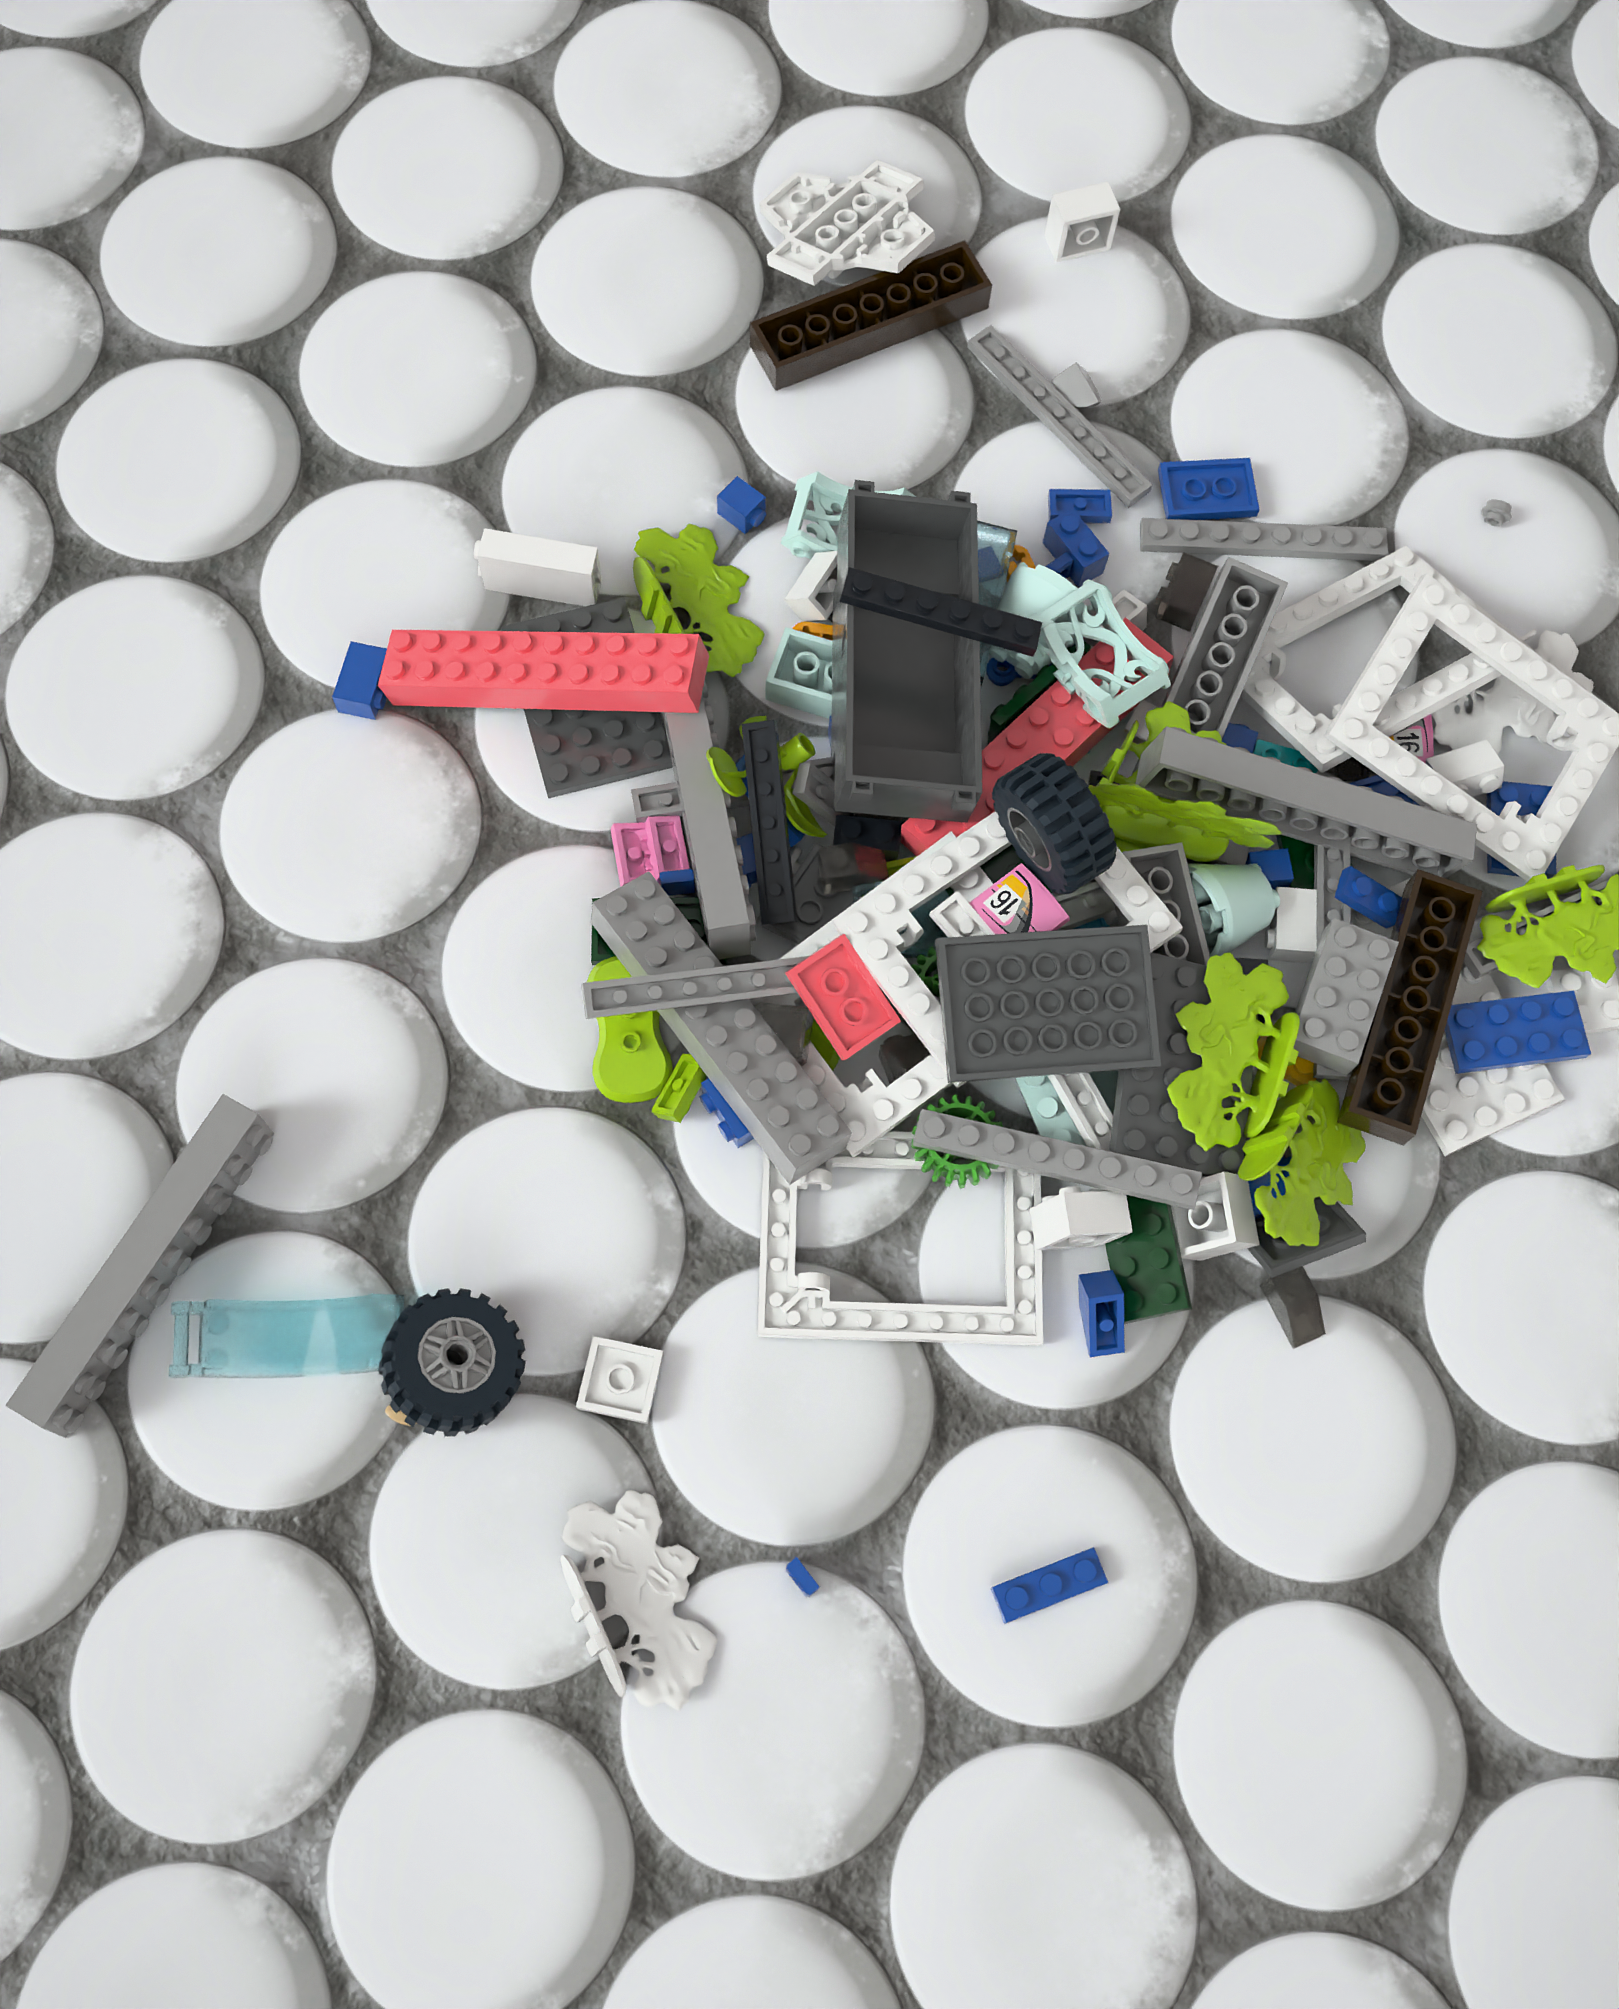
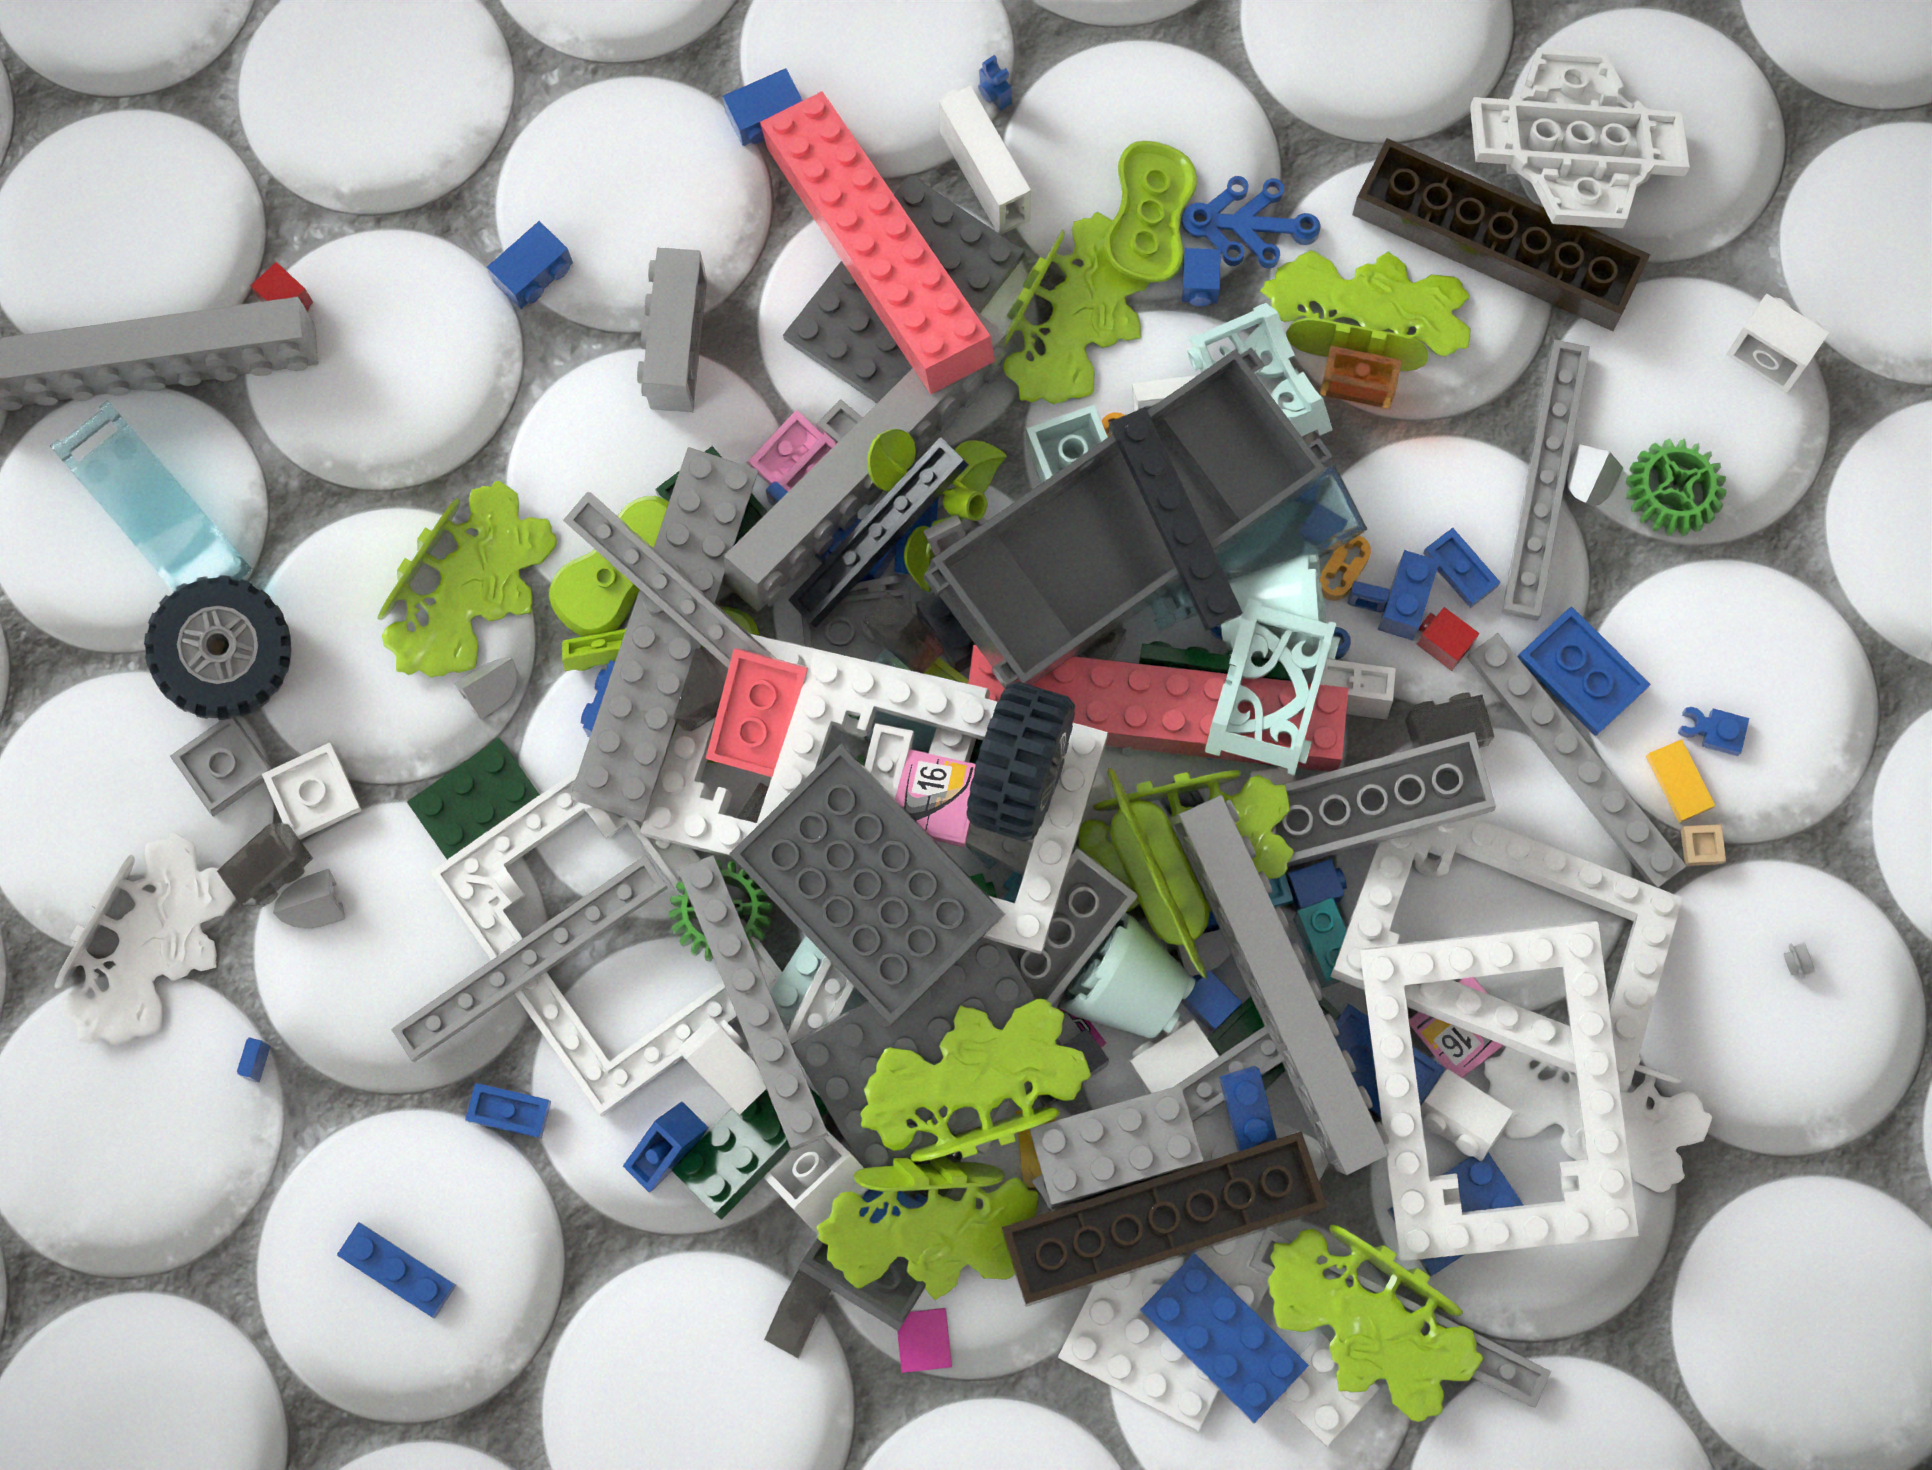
camera: 60 degrees right, 5 degrees up
(190, 1112) = (279, 284): none -> red brick
(338, 922) = (530, 265): none -> blue brick
(483, 856) = (673, 329): none -> light grey brick
(484, 518) = (994, 85): none -> blue plate
(539, 1435) = (221, 764): none -> light grey tile
(553, 1139) = (474, 582): none -> lime plant
(642, 1187) = (489, 686): none -> light grey brick
(655, 1455) = (265, 865): none -> clear smoke brick
(679, 512) = (1146, 231): none -> lime plate
(707, 1443) = (310, 902): none -> light grey brick
(723, 1264) = (473, 798): none -> dark green plate
(727, 454) = (1245, 222): none -> blue plant
(852, 417) = (1377, 299): none -> lime plant
(888, 1307) = (529, 958): none -> light grey plate
(900, 461) = (1360, 377): none -> clear orange brick
(988, 1409) = (508, 1110): none -> blue plate
(1108, 349) = (1665, 462): none -> bright green gear
(1126, 547) = (1446, 637): none -> red brick
(1306, 446) = (1720, 730): none -> blue plate
(1324, 491) = (1680, 781): none -> yellow tile
(1379, 508) = (1703, 845): none -> tan plate
(1380, 1238) = (924, 1341): none -> dark pink sticker

